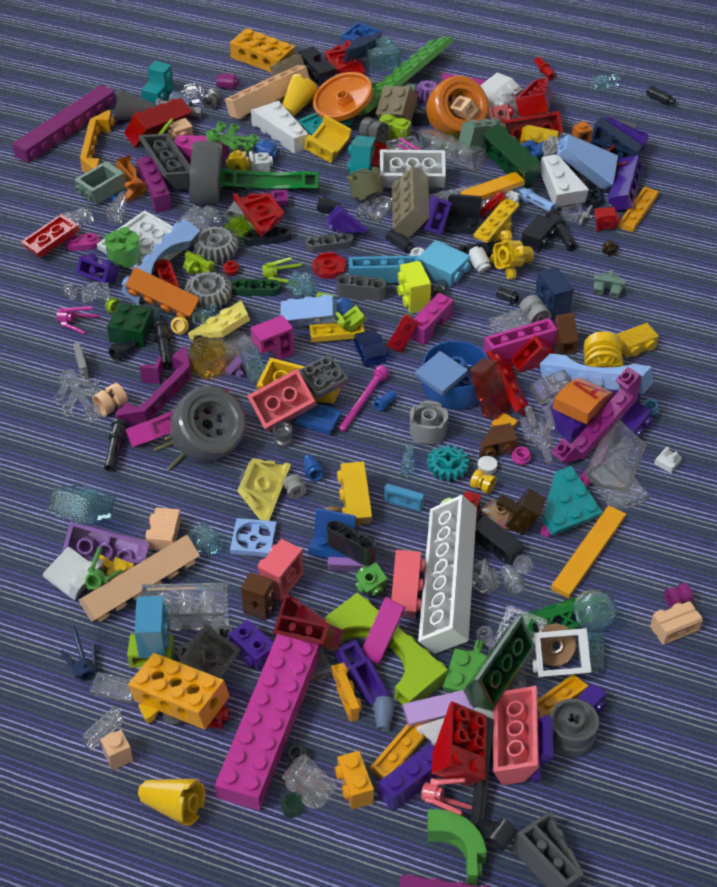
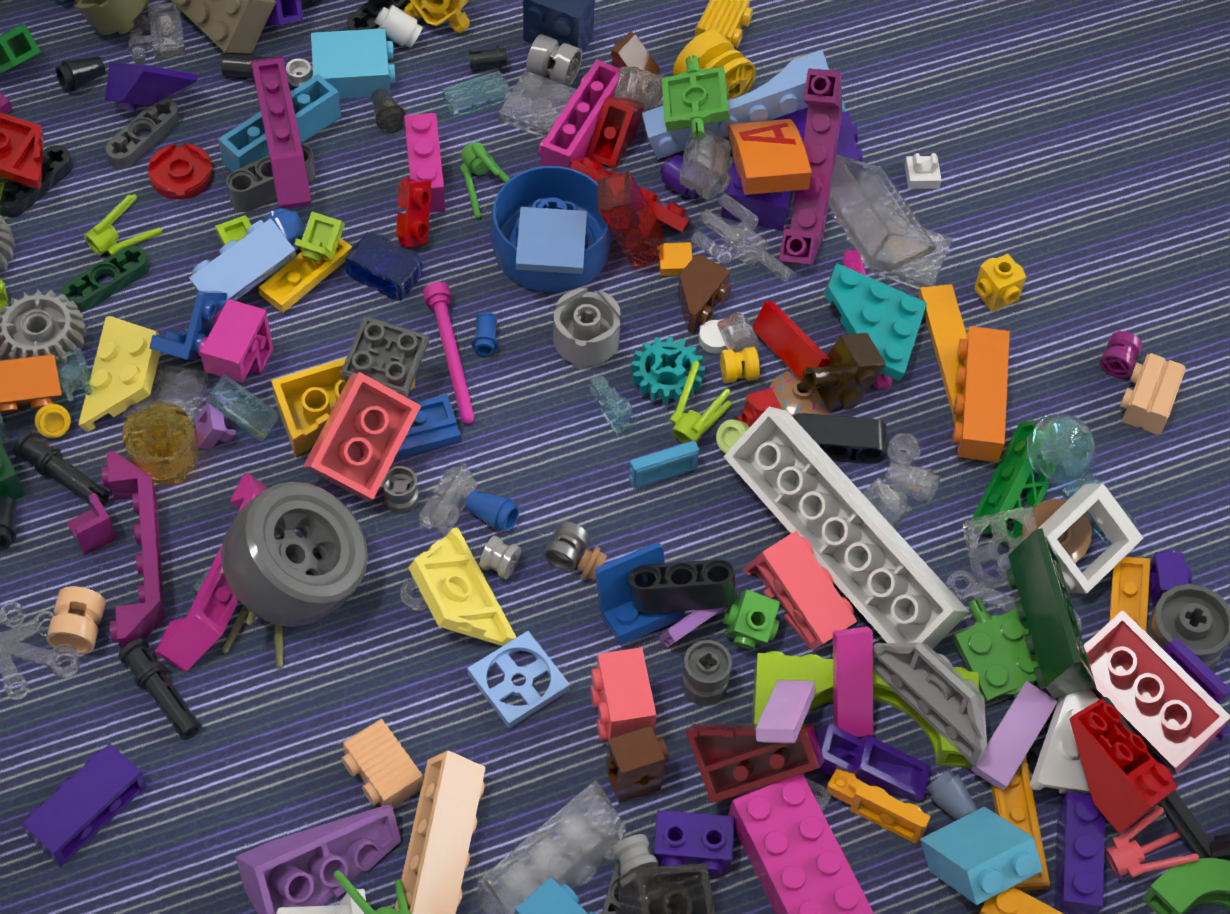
camera: 45 degrees left, 10 degrees up
(45, 465) = (84, 804): none -> dark purple brick
(81, 504) = (234, 825): clear light blue brick -> none
(114, 566) = (377, 881): yellow plate -> none
(205, 539) = (462, 734): clear light blue brick -> none
(221, 625) = (633, 853): none -> light grey wheel
(231, 268) = (34, 276): red plate -> none
(265, 314) = (187, 343): none -> blue bracket
(297, 452) = (453, 492): none -> clear hinge
(301, 284) = (169, 228): clear light blue brick -> none
(327, 499) = (565, 548): none -> flat silver wheel
(329, 586) = (706, 672): none -> dark grey wheel
(333, 613) = (785, 711): none -> lavender tile
(355, 491) = (600, 506): yellow wedge -> none
(362, 736) = (981, 855): none -> medium azure brick
(374, 267) = (281, 132): none -> magenta slope
(414, 286) = (357, 127): neon yellow brick -> none
(414, 659) = (936, 693): none -> light grey wedge
(432, 489) = (692, 425): none -> lime plant
(456, 332) = (478, 162): none -> bright green plant
(487, 306) = (476, 93): none -> clear light blue plate
(497, 467) = (738, 332): none -> clear slope
(515, 482) = (788, 340): none -> red tile
(521, 455) = (745, 285): dark pink plate -> none
(550, 338) = (639, 87): none -> clear brick
(572, 356) = (695, 98): none -> bright green plate
(582, 563) = (982, 395): none -> orange brick
(649, 526) = (1000, 282): none -> yellow brick

